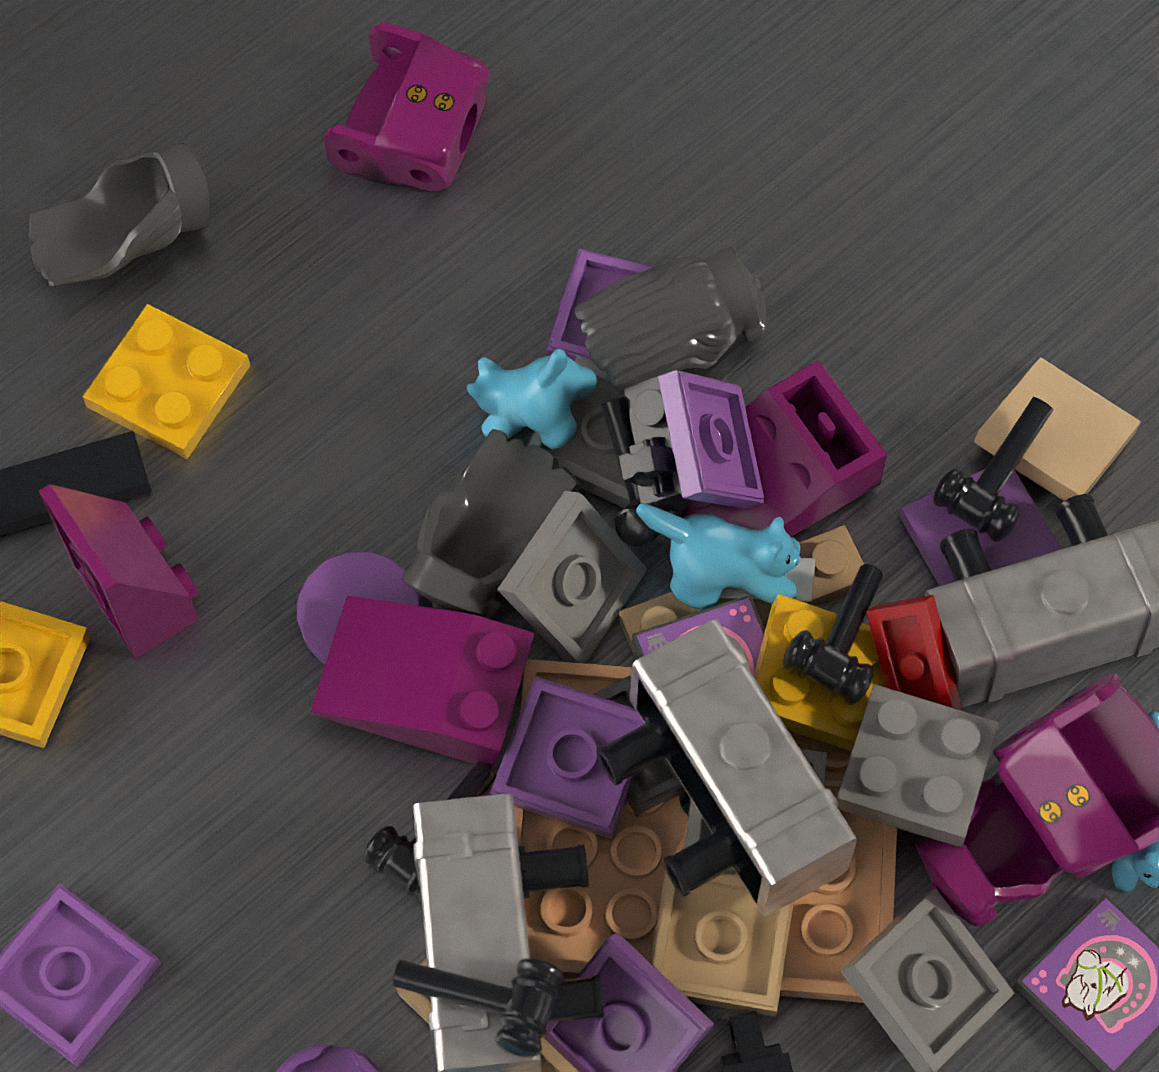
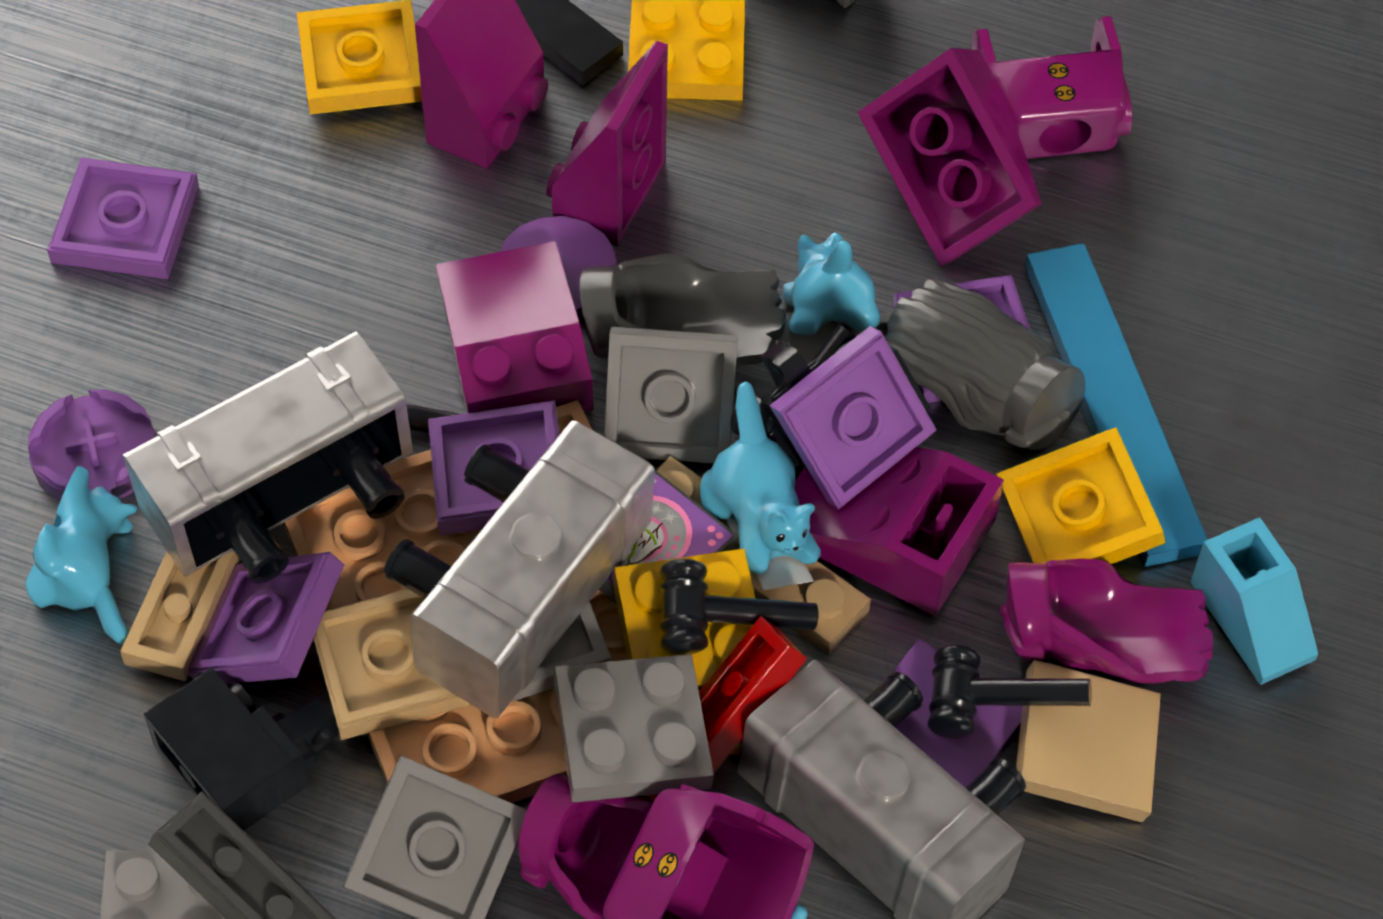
camera: 60 degrees right, 10 degrees down
(282, 493) = (617, 151): none -> magenta slope
(449, 222) = (953, 152): none -> magenta slope
(524, 1005) = (202, 478): black piece -> none
(764, 242) = (1114, 392): none -> dark azure tile
(848, 319) = (1082, 503): none -> yellow plate
(966, 359) = (1102, 622): none -> magenta hair
(1000, 241) = (1256, 600): none -> medium azure slope

